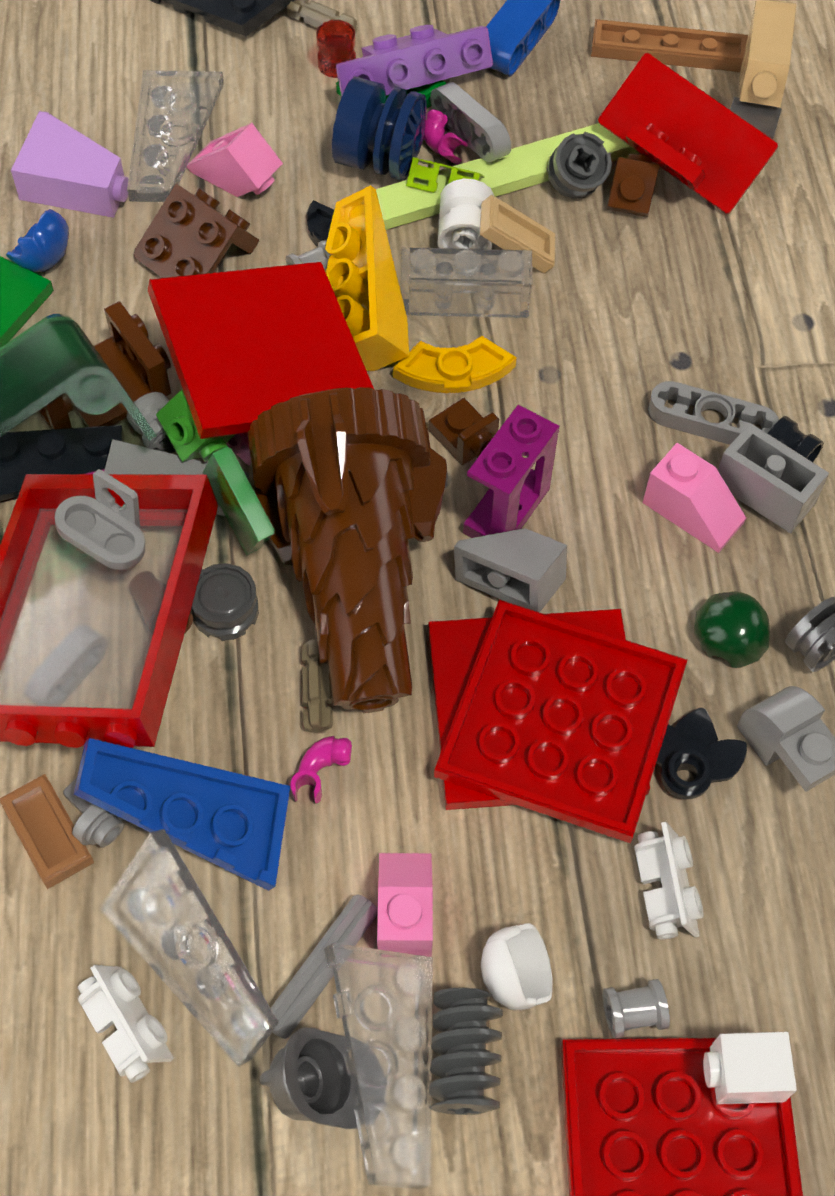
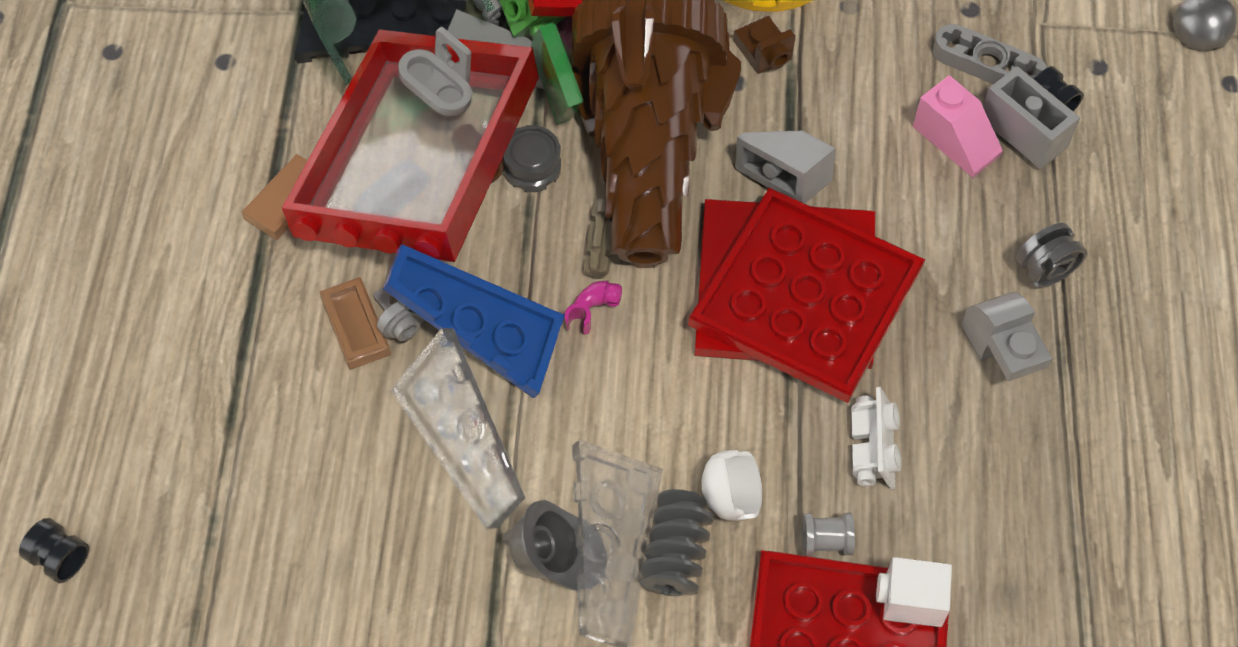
camera: 10 degrees right, 0 degrees up
(114, 999) = (392, 462): white hinge -> none
(314, 973) = (561, 466): light grey axle -> none
(405, 903) = (646, 422): bright pink slope -> none
(510, 475) = (799, 97): magenta panel -> none
(696, 749) = (922, 338): black plate -> none
(733, 628) = (972, 241): dark green hair -> none

